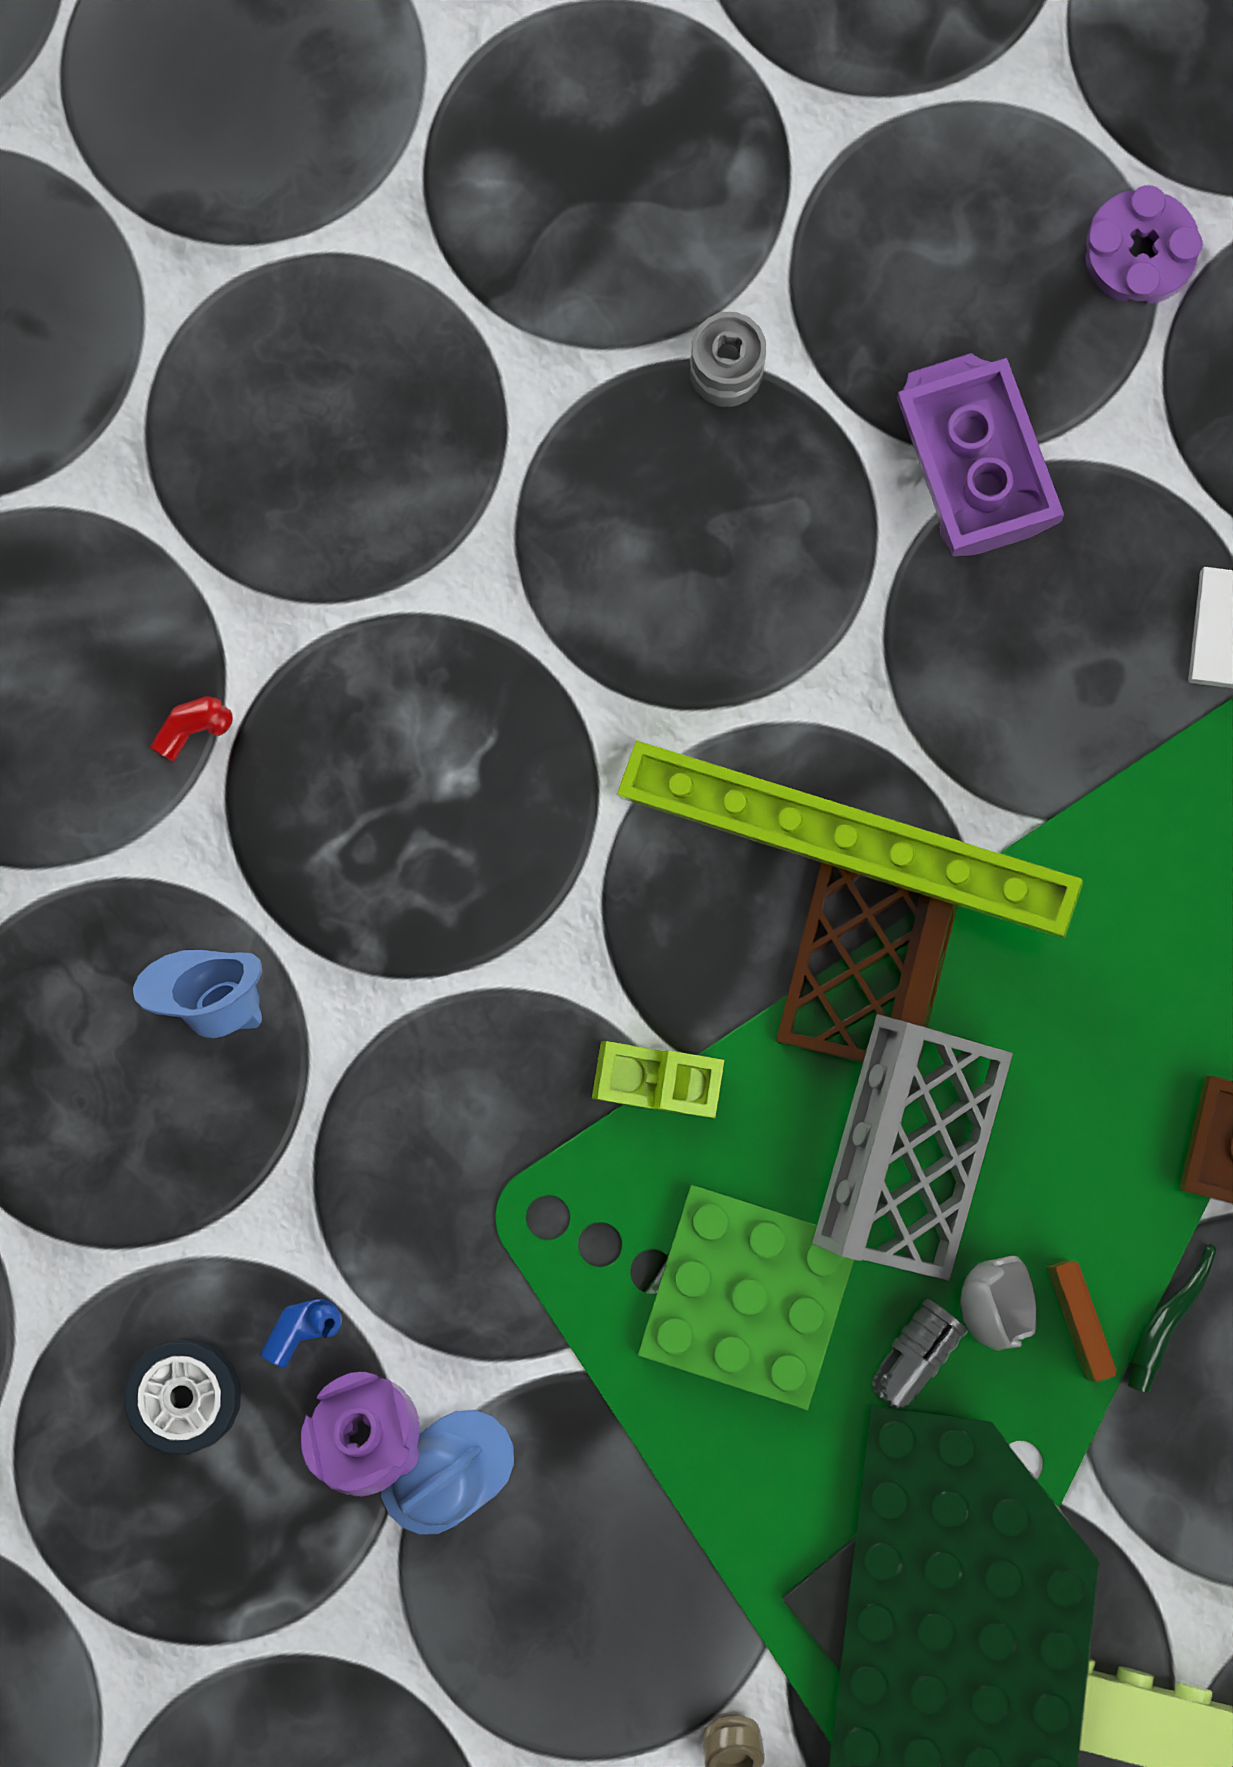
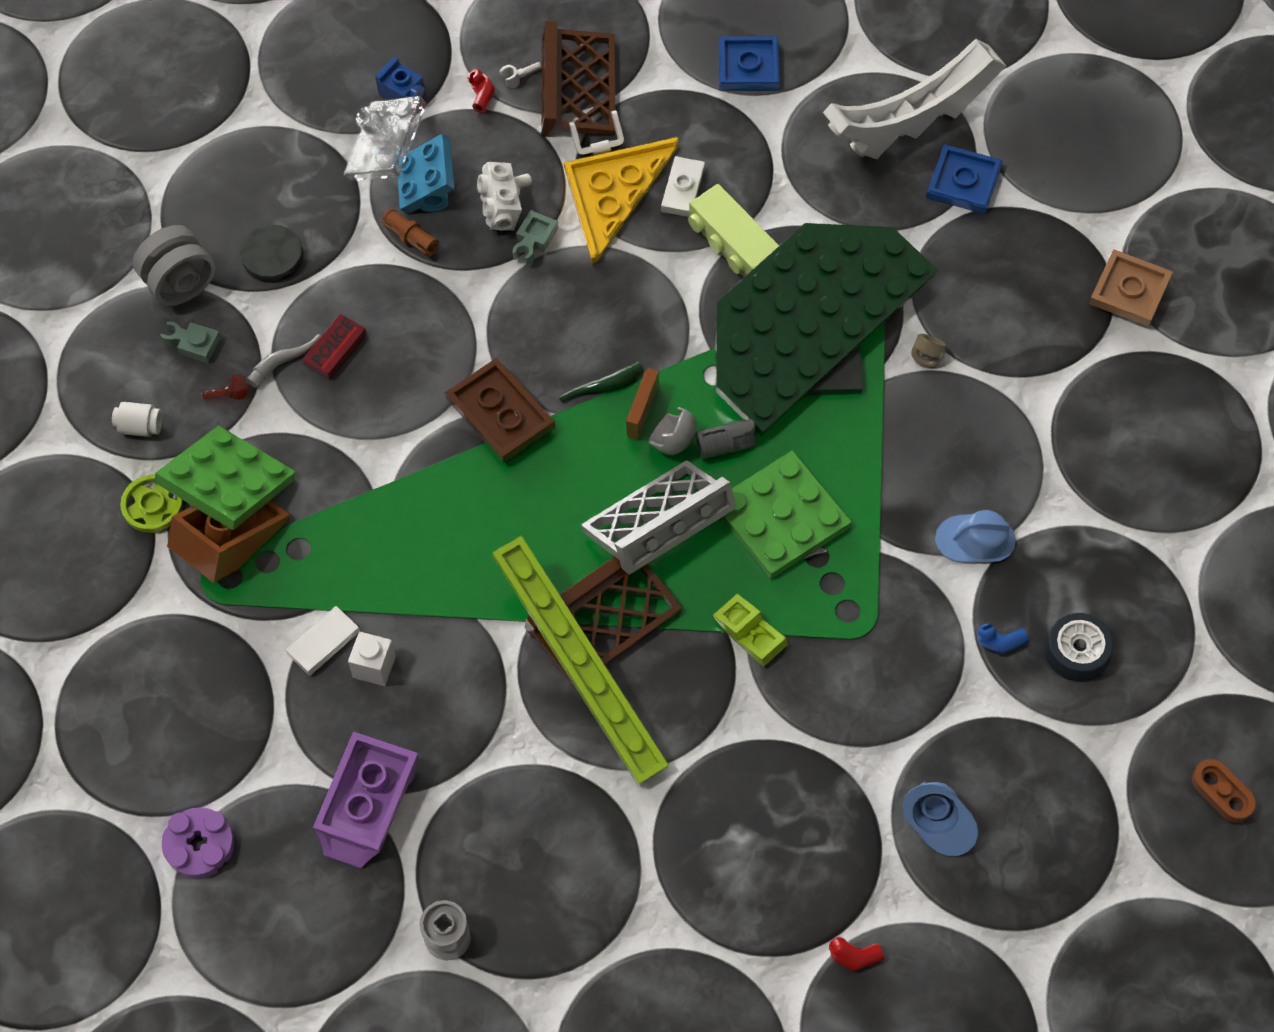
camera: 140 degrees left, 20 degrees down
(392, 1440) = (1022, 562): medium lavender plate -> none
(1132, 642) = (372, 658): none -> white brick

